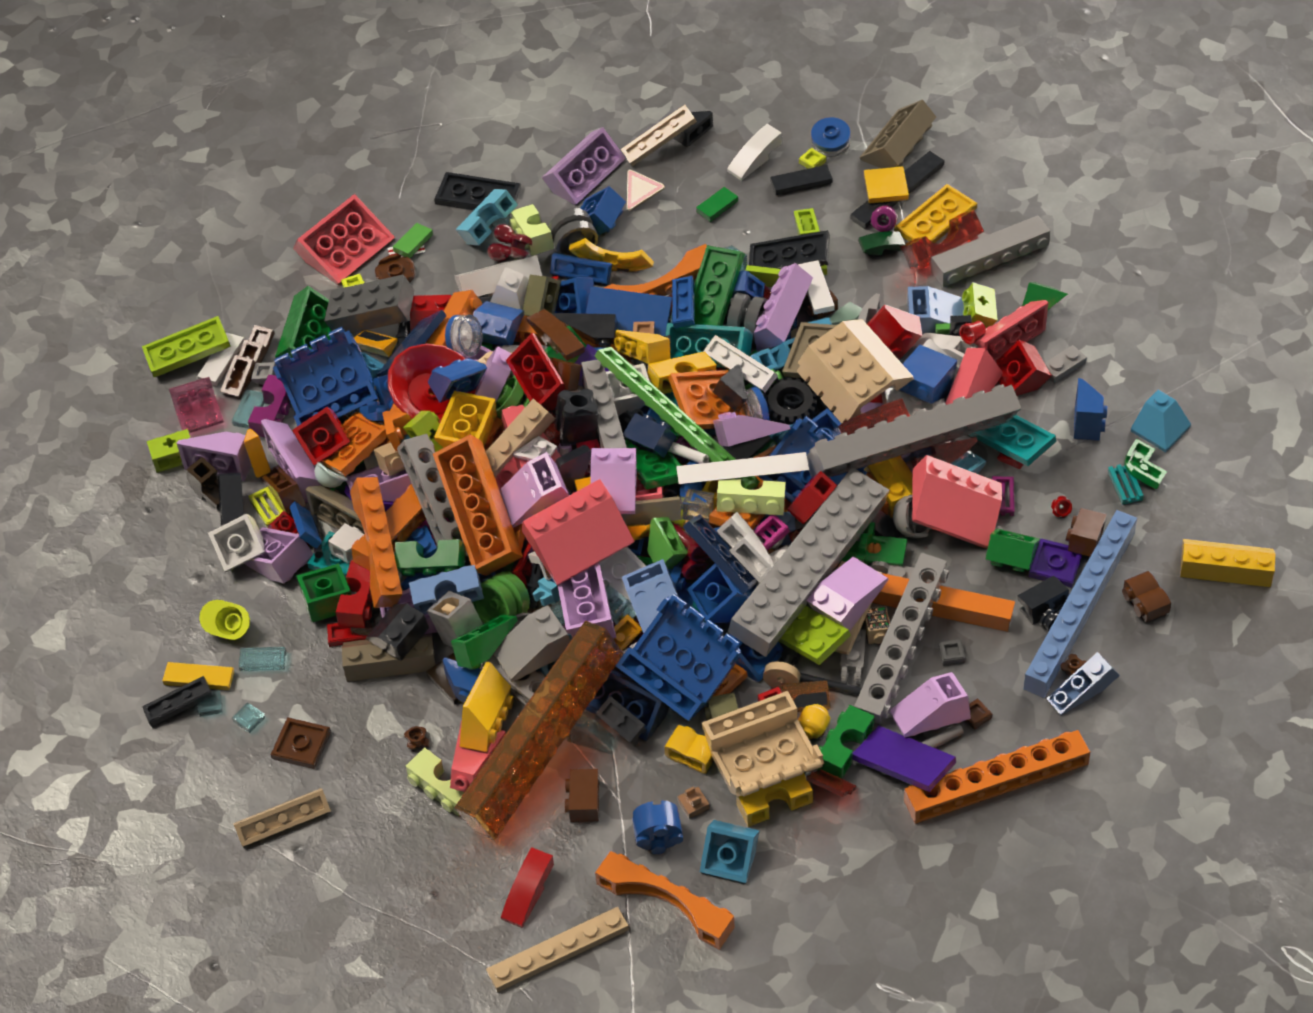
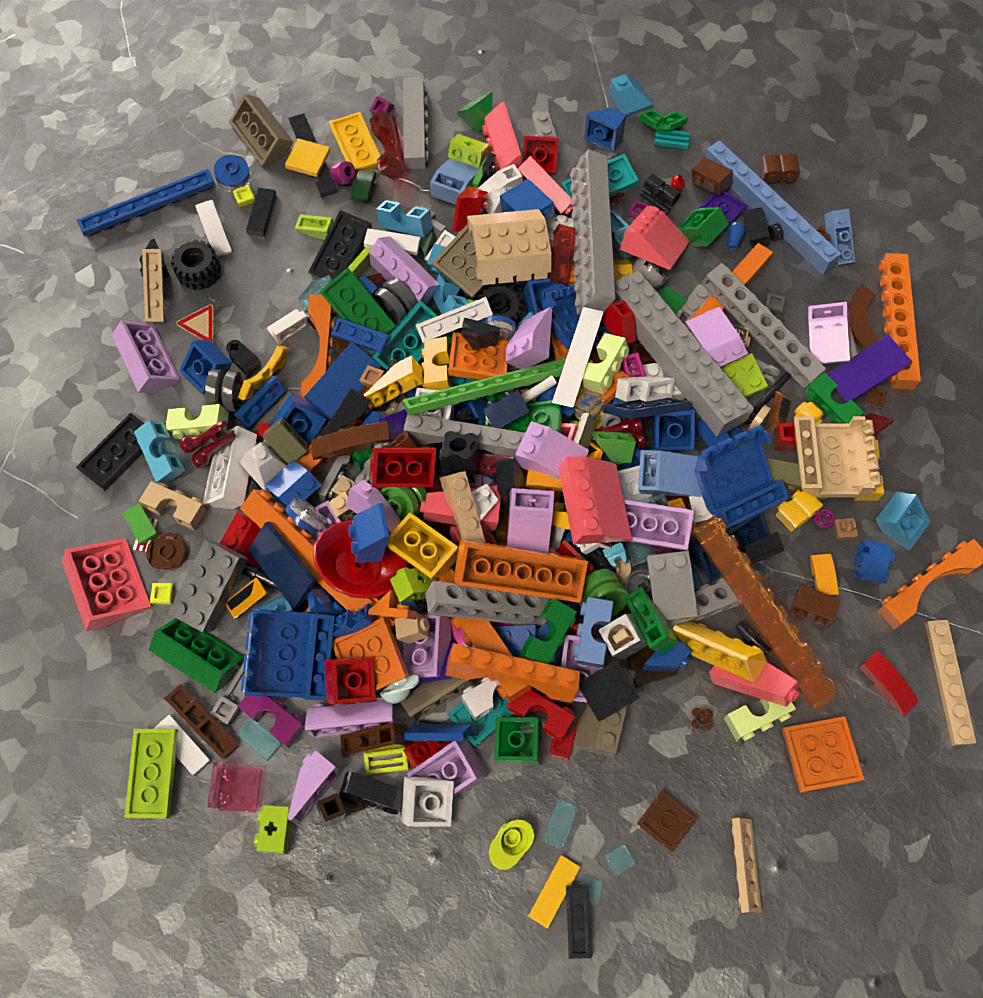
camera: 70 degrees left, 15 degrees up
(256, 453) = (330, 747): light orange slope -> none
(423, 851) = (822, 754): none -> orange plate
(442, 242) = (159, 497): none -> tan arch
(622, 234) = (242, 356): none -> black piece
(626, 794) = (824, 574): none -> light orange slope
(670, 252) = (288, 326): none -> white panel
(695, 772) = (826, 514): none -> magenta plate
(704, 156) = (192, 253): none -> black tyre
(717, 204) = (249, 278): green tile -> none
(756, 91) = (145, 202): none -> blue plate
(852, 287) = (415, 222): none -> dark azure arch
(879, 785) = (875, 398): none -> reddish brown tile
(972, 331) = (504, 159): red piece -> none
(985, 734) = (859, 323): none -> reddish brown tile
(998, 218) = (381, 104): none -> magenta slope
(1019, 583) = (735, 235): none -> blue cone
(1033, 493) = (660, 193): none -> black pin
(1227, 563) = (768, 111): yellow slope -> none

